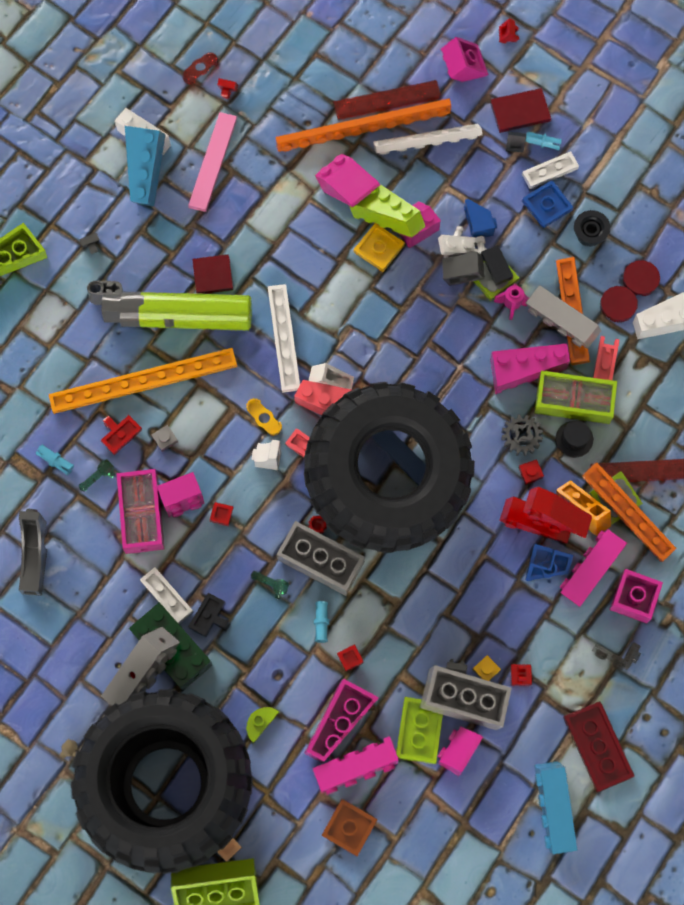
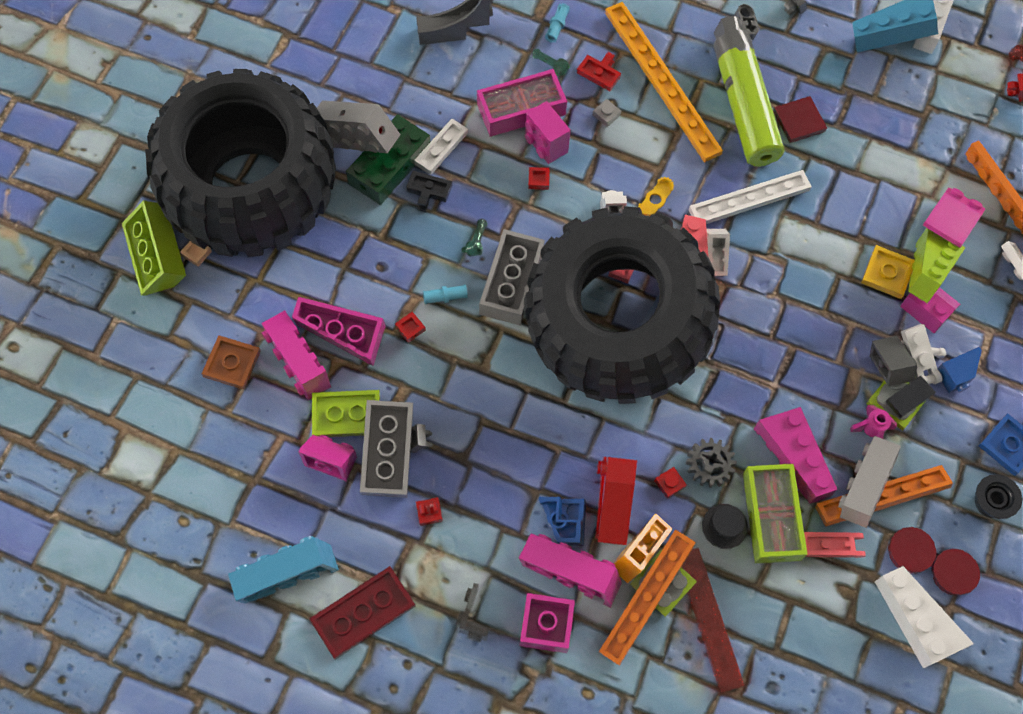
camera: 75 degrees right, 5 degrees down
(212, 162) = (928, 93): bright pink tile -> none
(259, 721) = (327, 257): lime plate -> none
(486, 668) = (428, 473): yellow plate -> none

